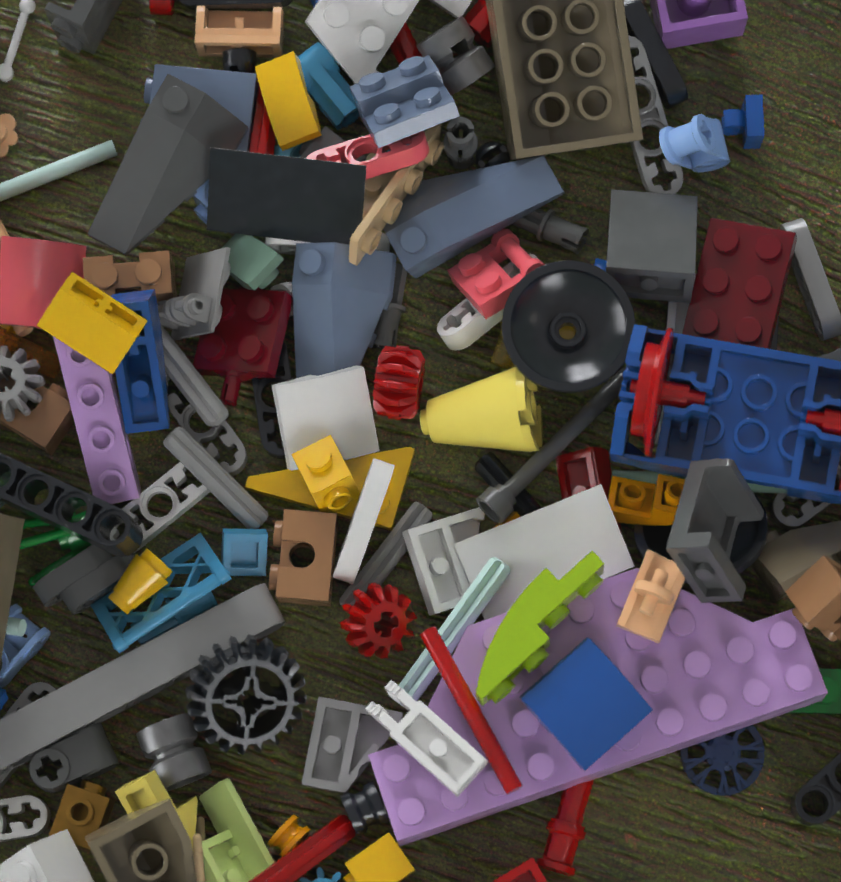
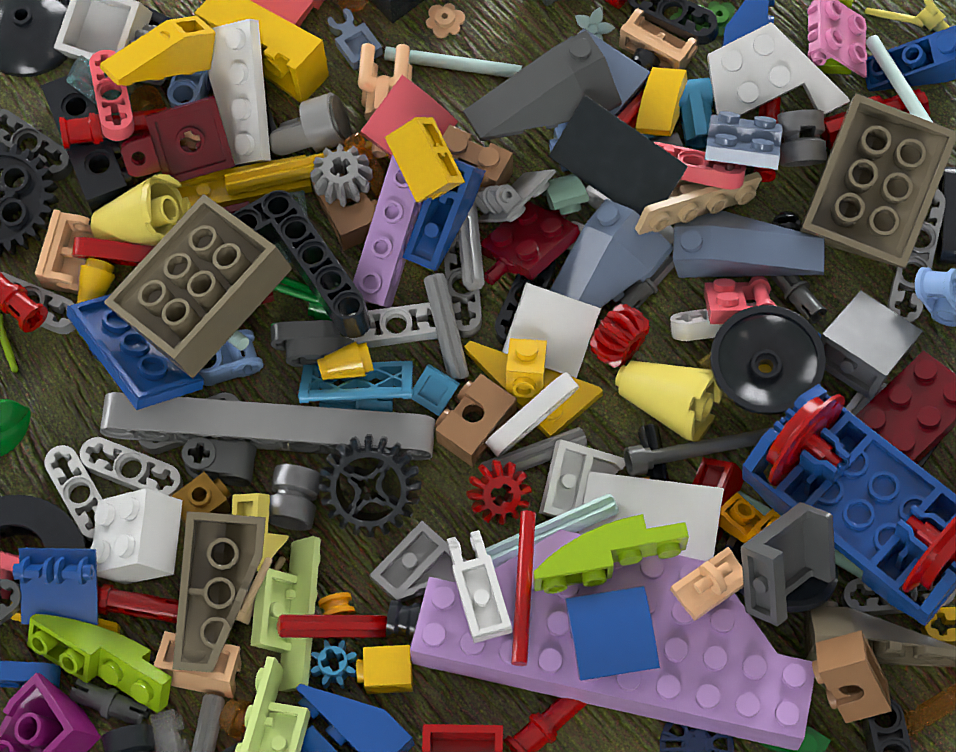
camera: 30 degrees right, 10 degrees down
(159, 51) = (594, 23): none -> light aqua plant
(467, 144) = (768, 196): dark grey pin -> none

